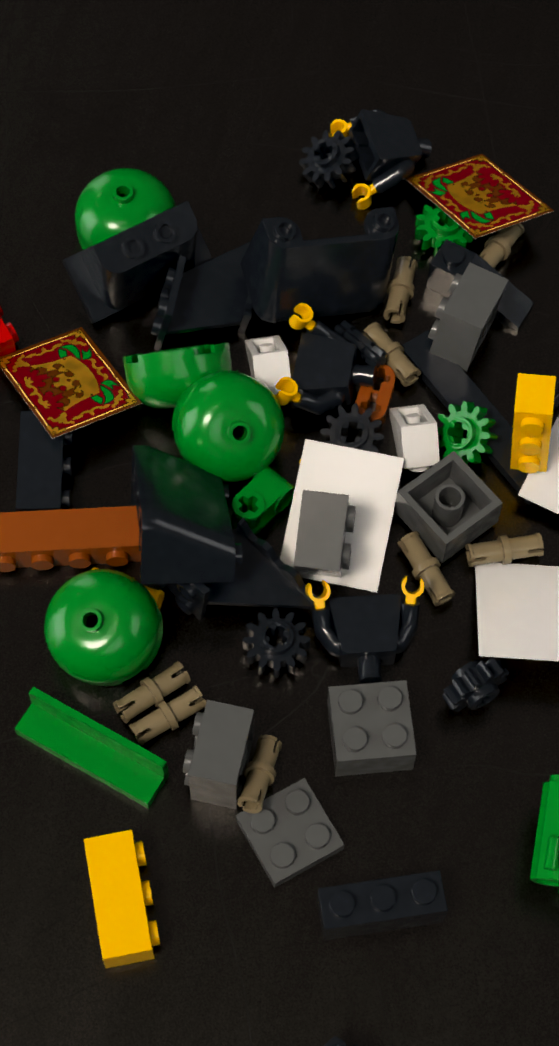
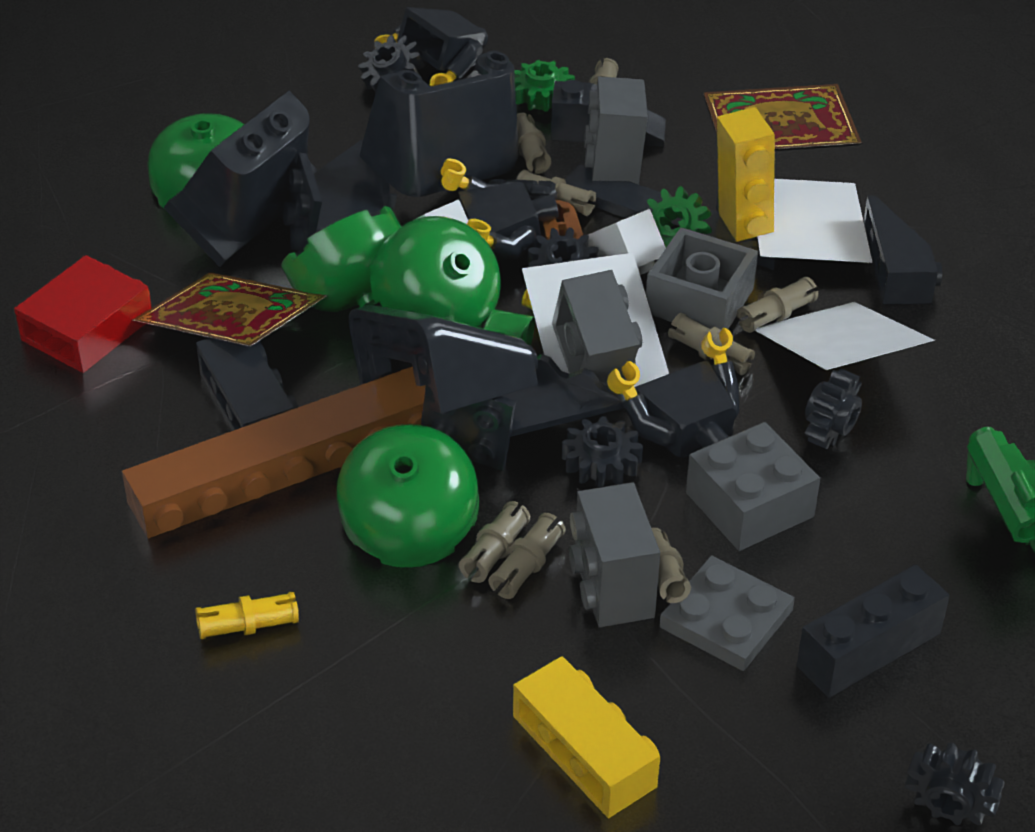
camera: 25 degrees left, 20 degrees down
(93, 748) = (461, 609): green panel -> none
(479, 195) = (565, 46): sticker -> none

